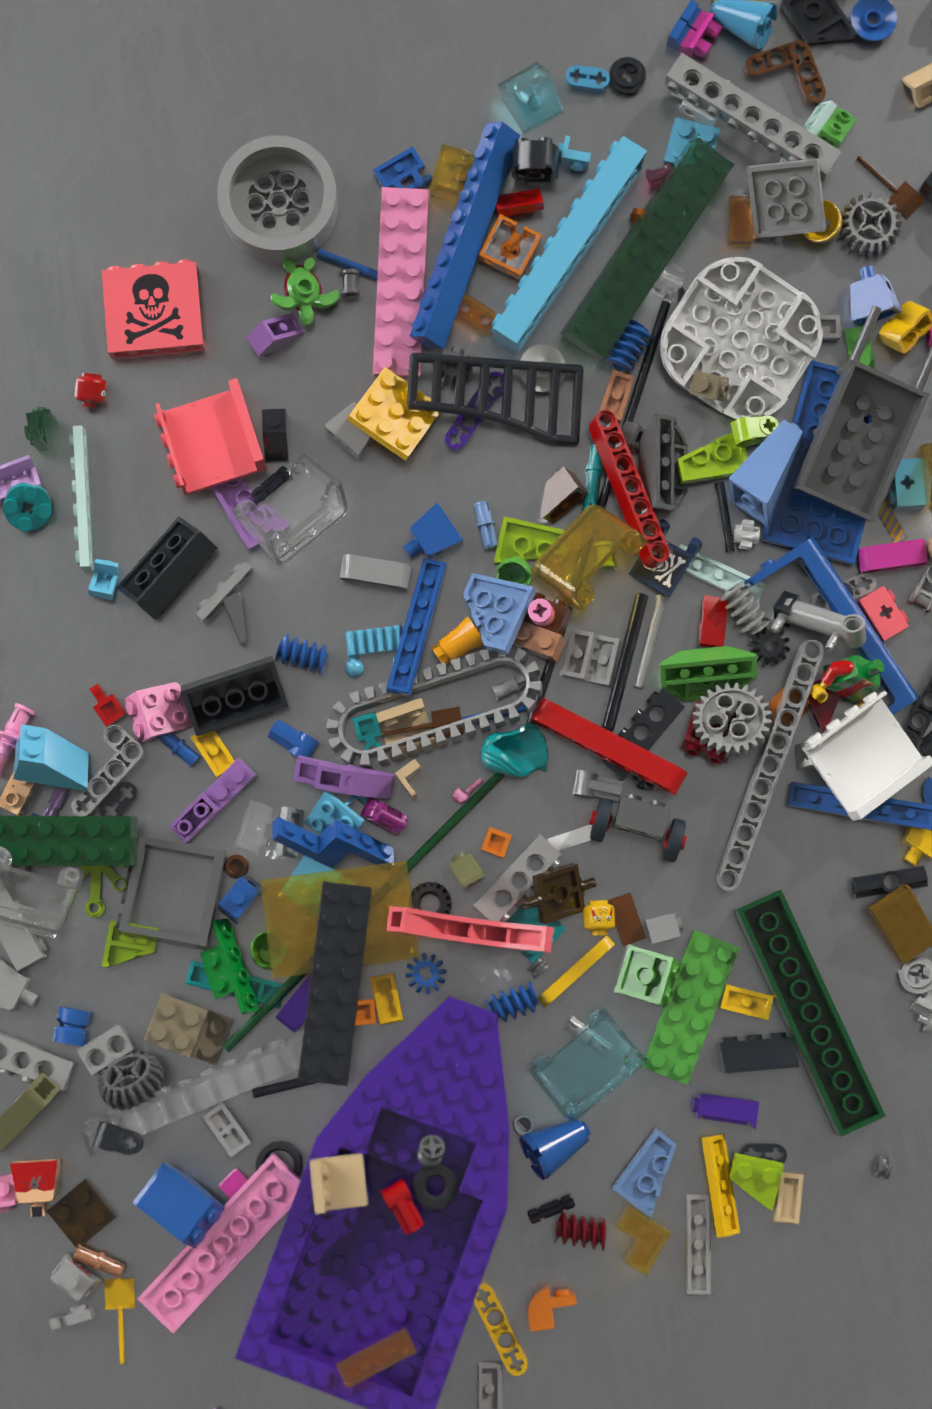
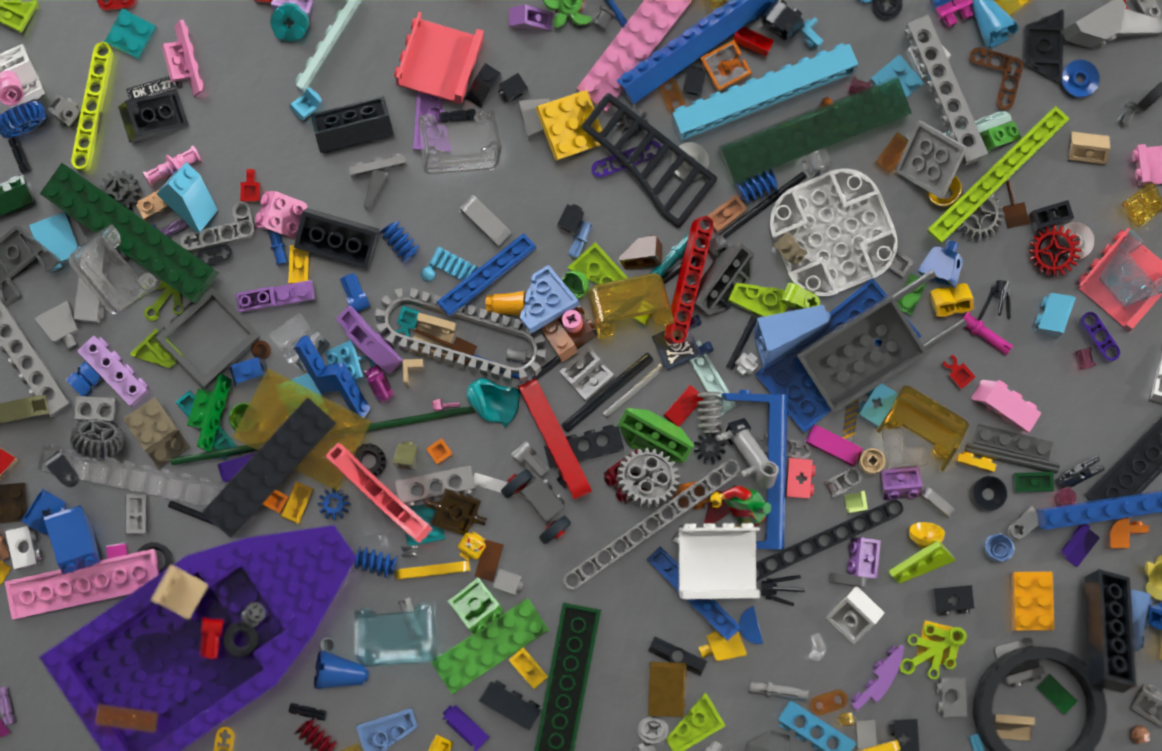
camera: 35 degrees right, 0 degrees up
(96, 996) = (113, 371): none -> lavender brick
(117, 1247) = (15, 539): none -> white brick
(122, 1183) = (43, 501): none -> blue brick
(308, 417) = (512, 88): none -> black brick
(433, 534) = (540, 221): blue torso -> none
(462, 510) = (570, 219): none -> black brick
(488, 284) = (694, 81): none -> black brick
(863, 170) = (997, 175): none -> lime plate

